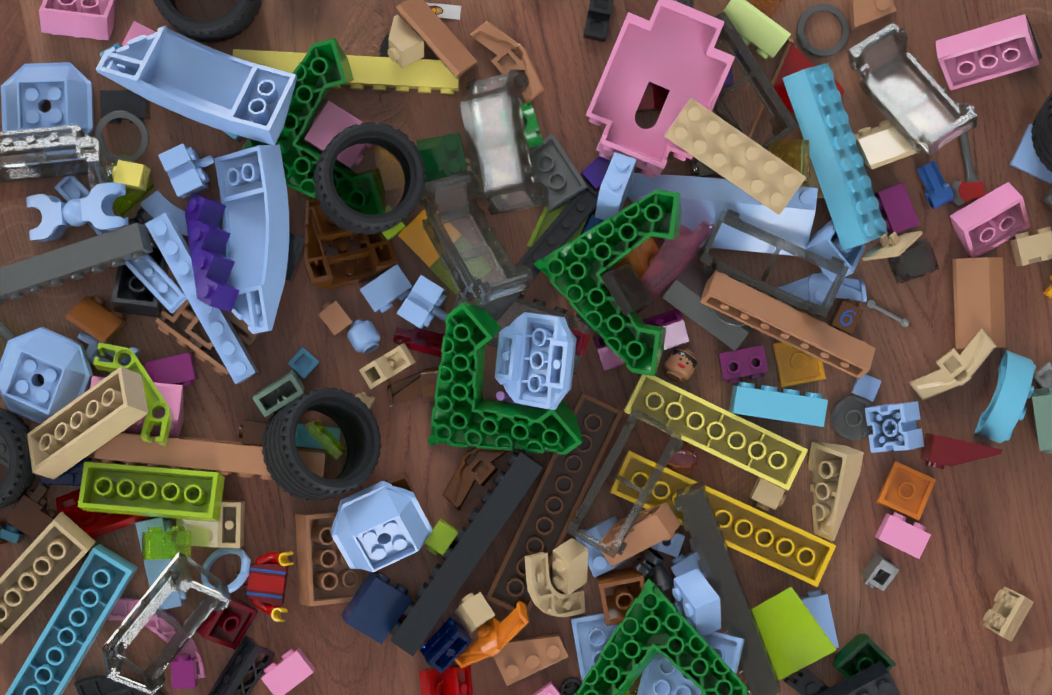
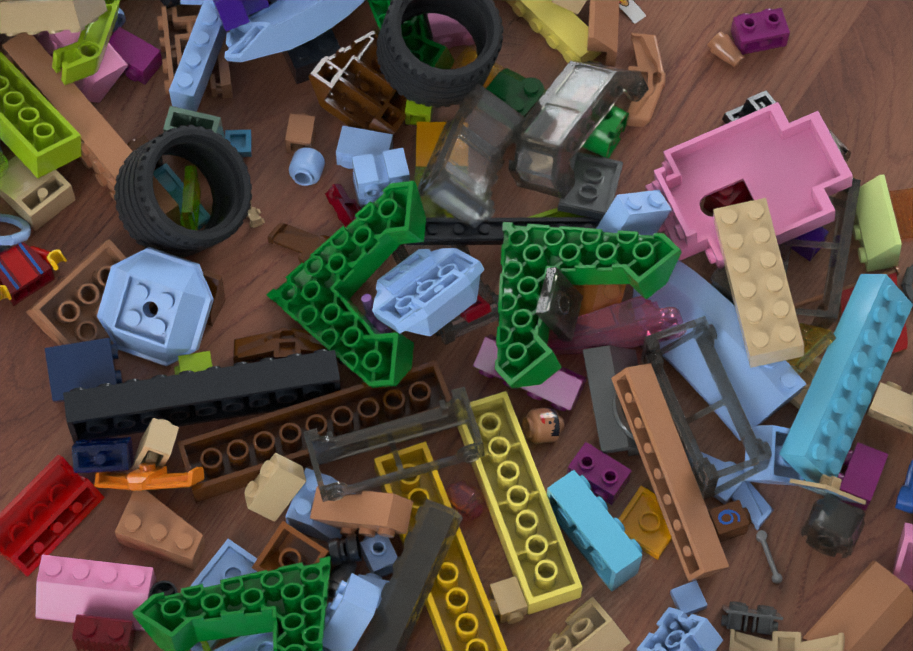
camera: 45 degrees right, 25 degrees down
(387, 366) = (297, 203): tan brick -> none
(544, 594) = (228, 486): tan plate -> none
(849, 418) = (644, 610): dark grey tile -> none
(915, 364) = (766, 618): none -> dark grey hinge

